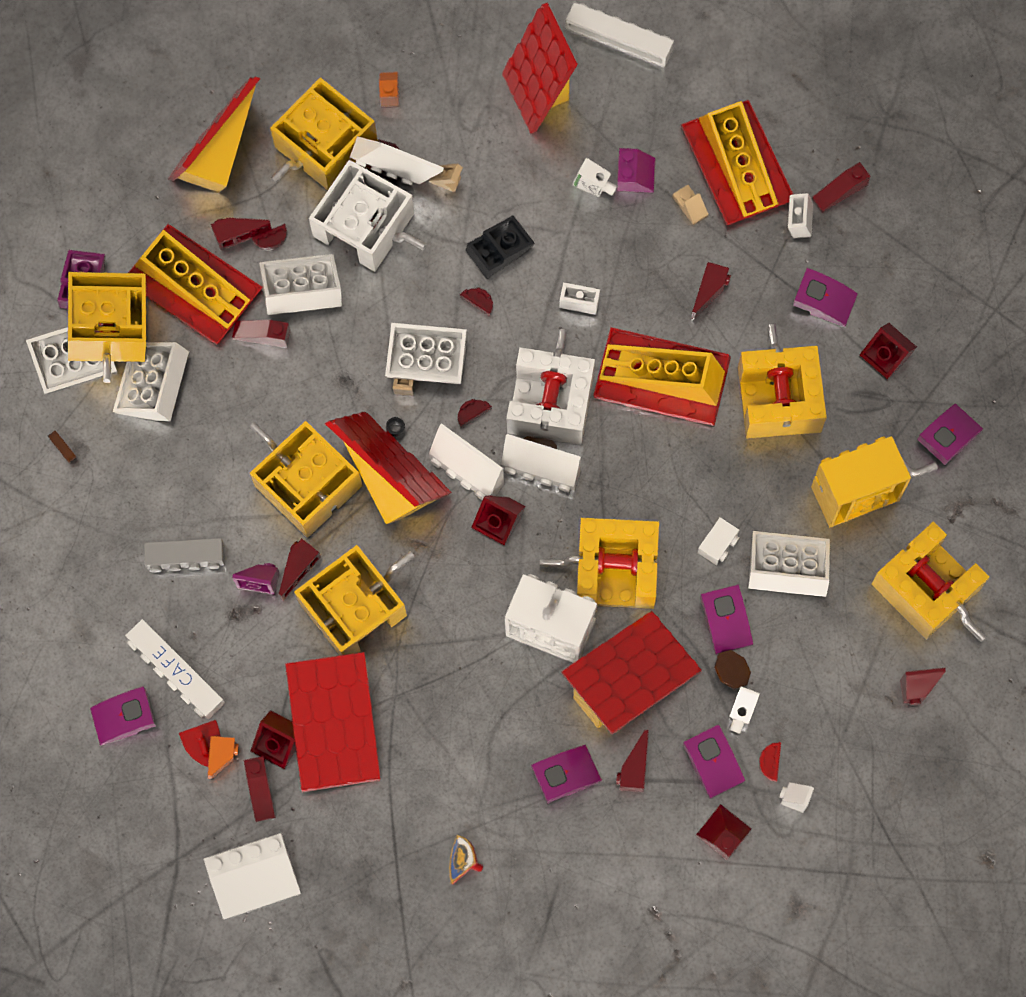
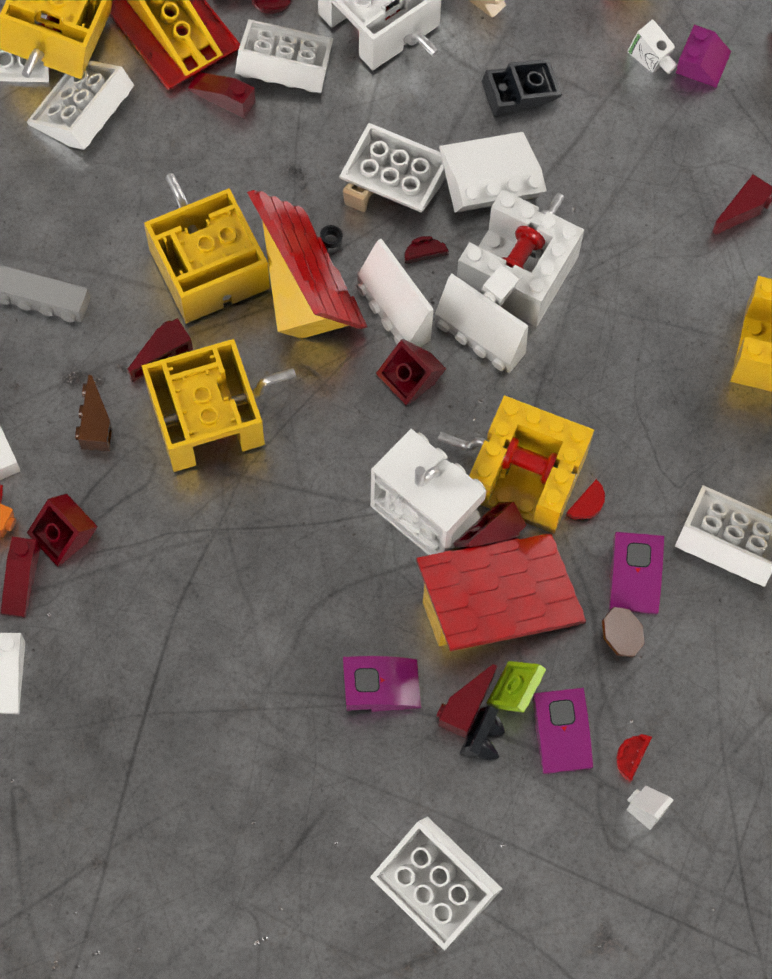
camera: 15 degrees right, 5 degrees down
(258, 578) = (110, 346): magenta slope -> none
(270, 645) = (95, 425): none -> reddish brown slope
(332, 722) = (129, 527): red piece -> none
(462, 859) = (221, 739): shield -> none
(478, 298) = (474, 130): dark red tile -> none
(502, 328) = (485, 166): none -> white slope
(546, 431) = (499, 285): none -> white slope
(579, 298) = (591, 167): white brick -> none
(609, 621) = (498, 524): none -> dark red slope
(652, 791) = (476, 742): none -> black tile
(660, 909) = (435, 882): none -> white slope
(662, 376) = (657, 282): piece -> none
(668, 740) = (516, 686): none -> lime plate
(672, 575) = (589, 503): none -> red tile
(691, 204) = (755, 111): tan slope -> none
(718, 542) = (658, 482): white brick -> none
(723, 832) = (545, 819): dark red slope -> none
(747, 700) = (627, 672): white torso -> none

